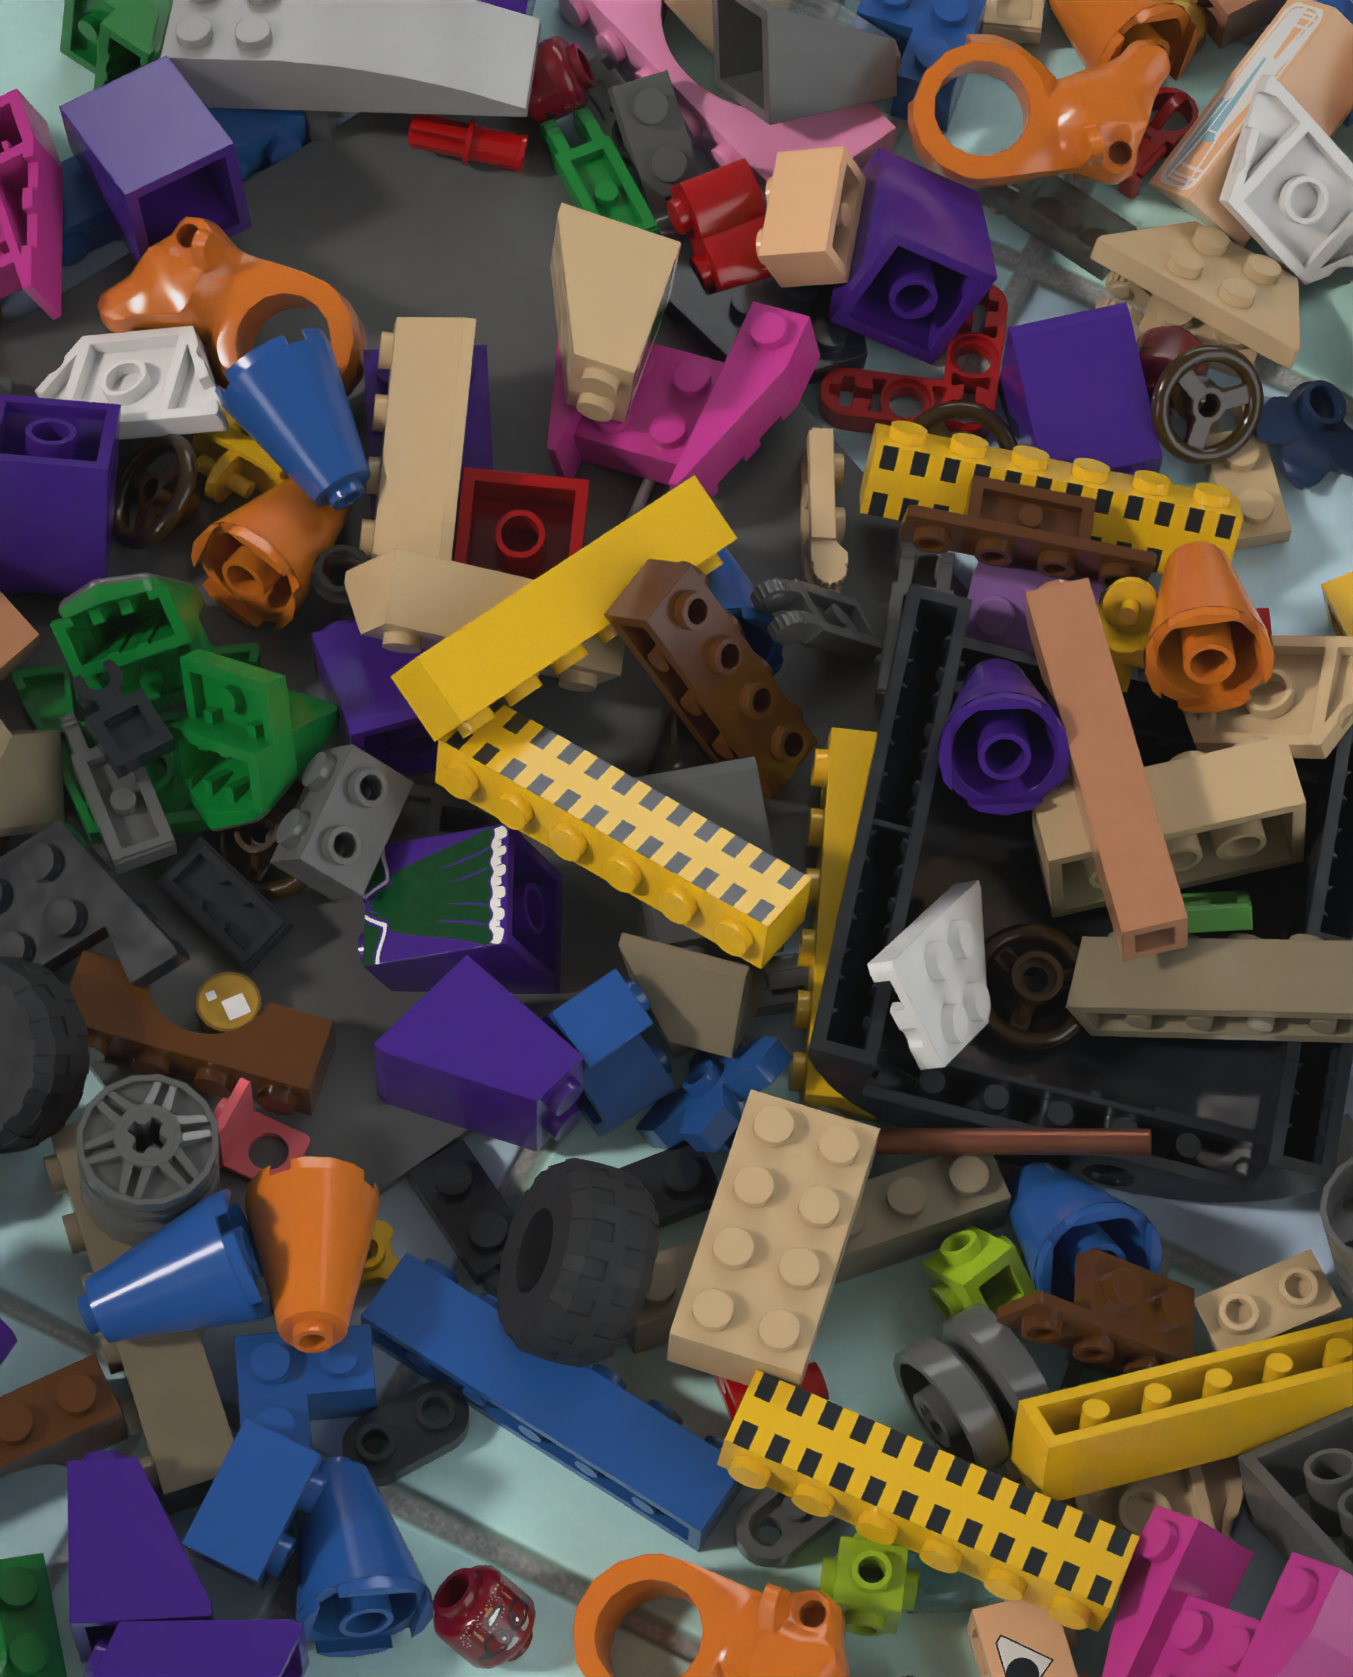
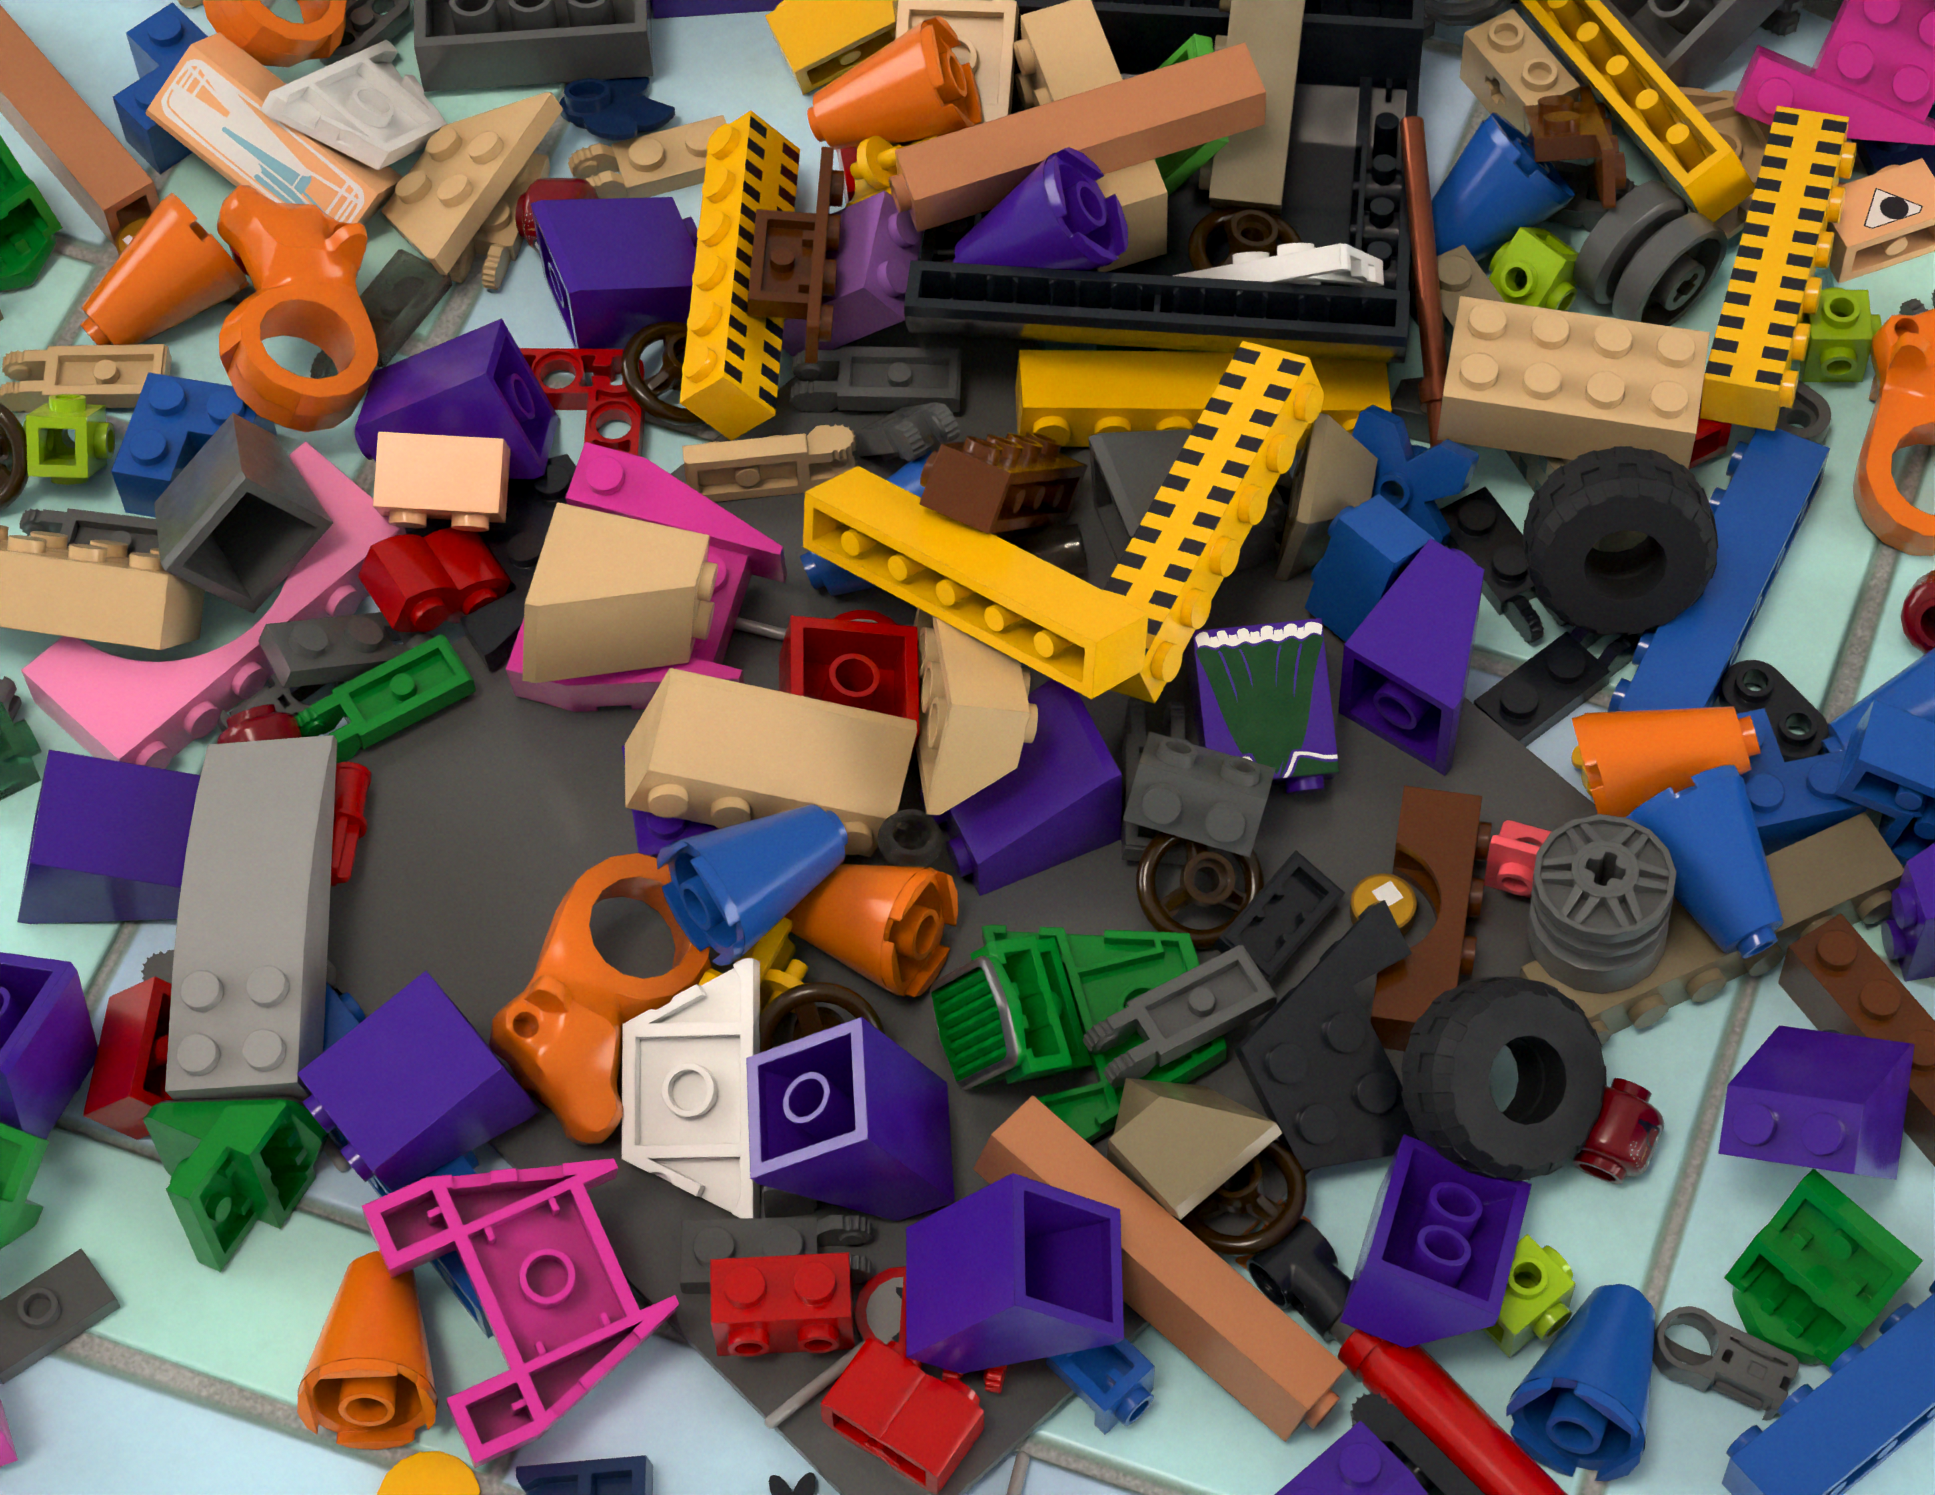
camera: 90 degrees left, 5 degrees down
(123, 727) = (1129, 990): black plate -> none
(243, 737) = (1129, 886): green piece -> none
(1181, 392) = (617, 161): dark brown piece -> none

